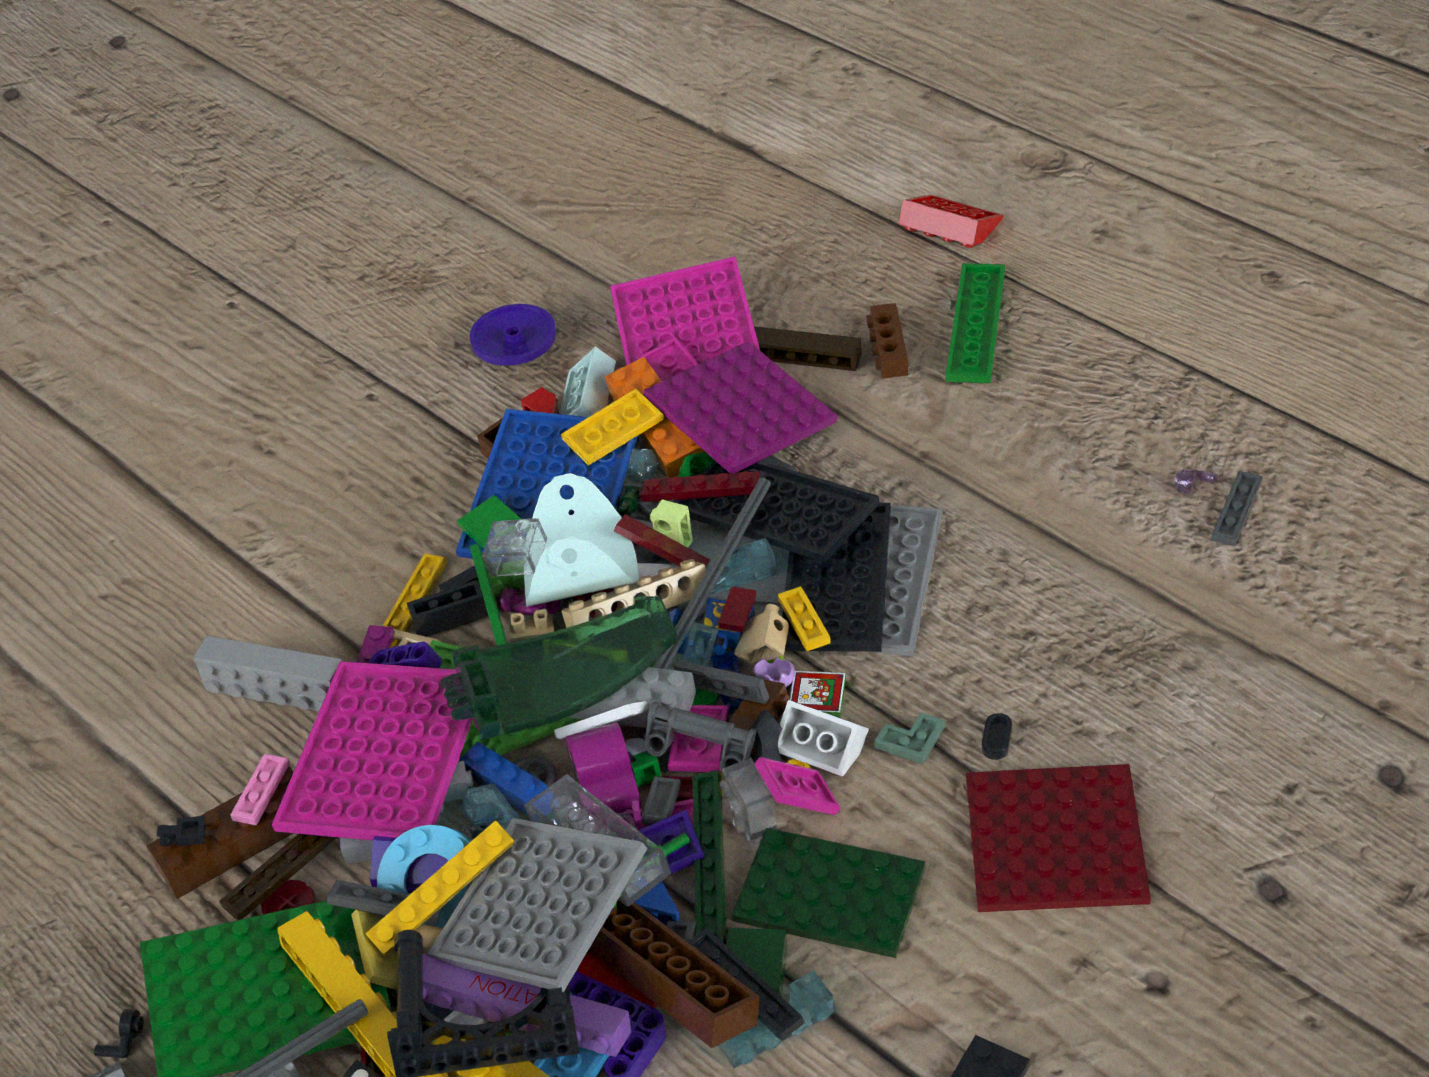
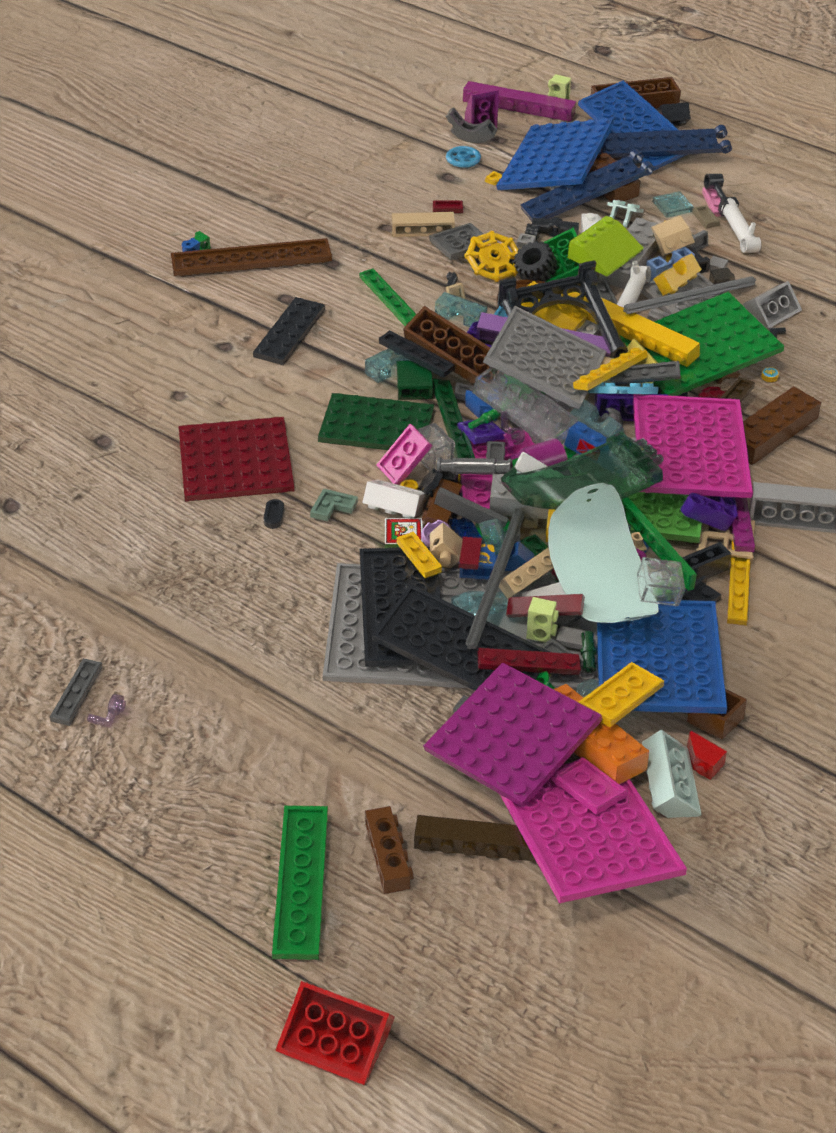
camera: 165 degrees right, 0 degrees up
(186, 832) = (795, 397): black plate -> none
(260, 789) = (763, 426): bright pink tile -> none
(479, 520) = (694, 615): green tile -> none
(513, 334) = (772, 836): dark purple dish -> none

